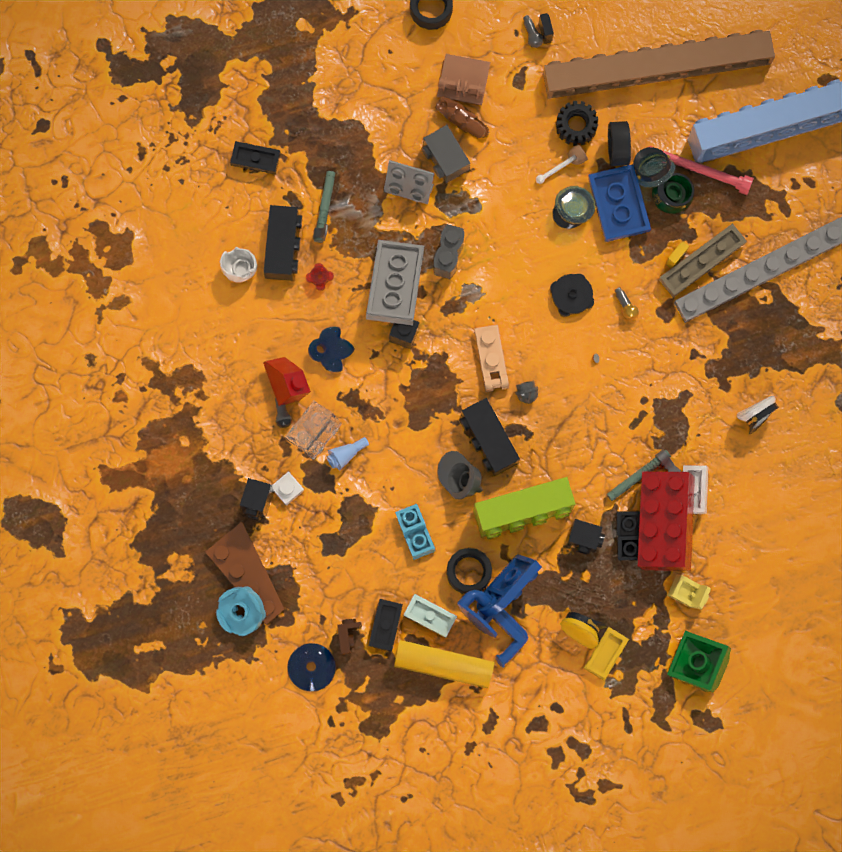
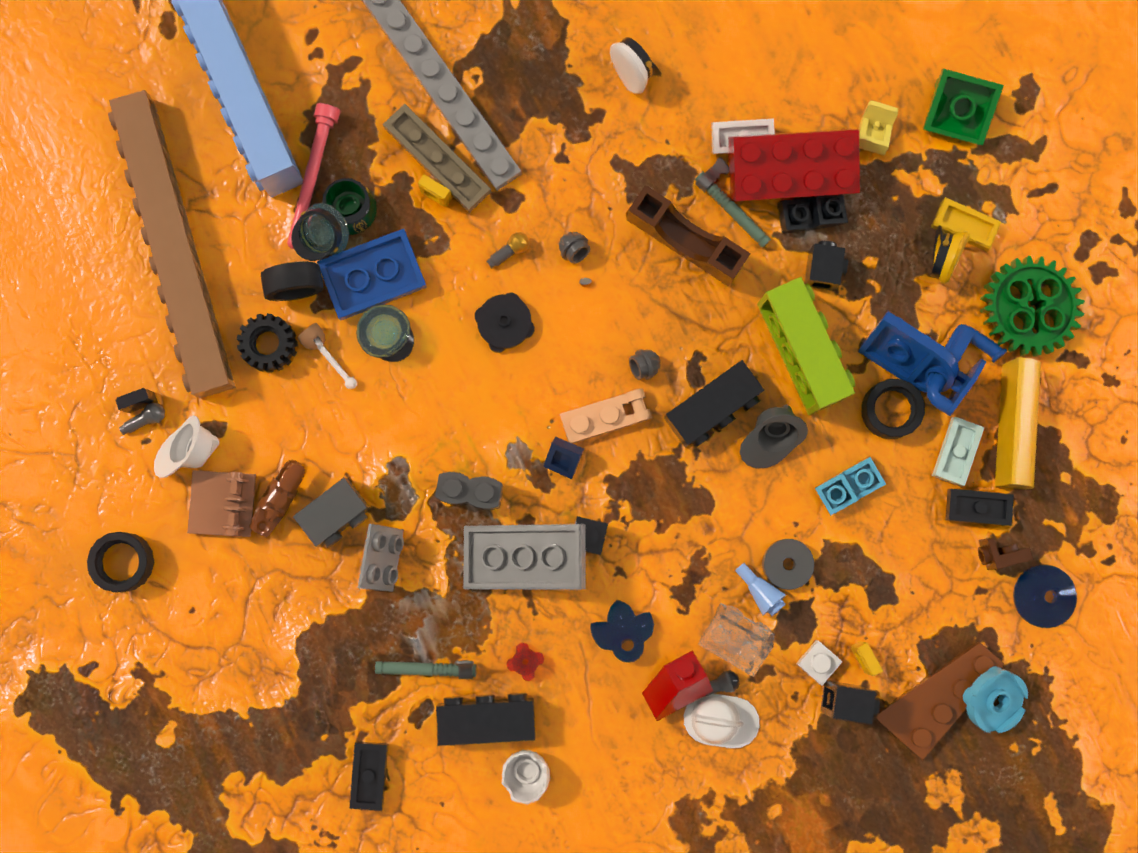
camera: 100 degrees left, 5 degrees up
(255, 412) = (722, 721): none -> white piece
(285, 521) = (866, 658): none -> yellow tile
(359, 466) = (802, 564): none -> dark grey piece
(464, 322) = (563, 457): none -> dark blue plate
(506, 58) = (185, 448): none -> white piece
(534, 713) = (1060, 306): none -> green gear
(620, 434) = (707, 251): none -> reddish brown arch
(622, 351) = (574, 247): none -> dark grey plate

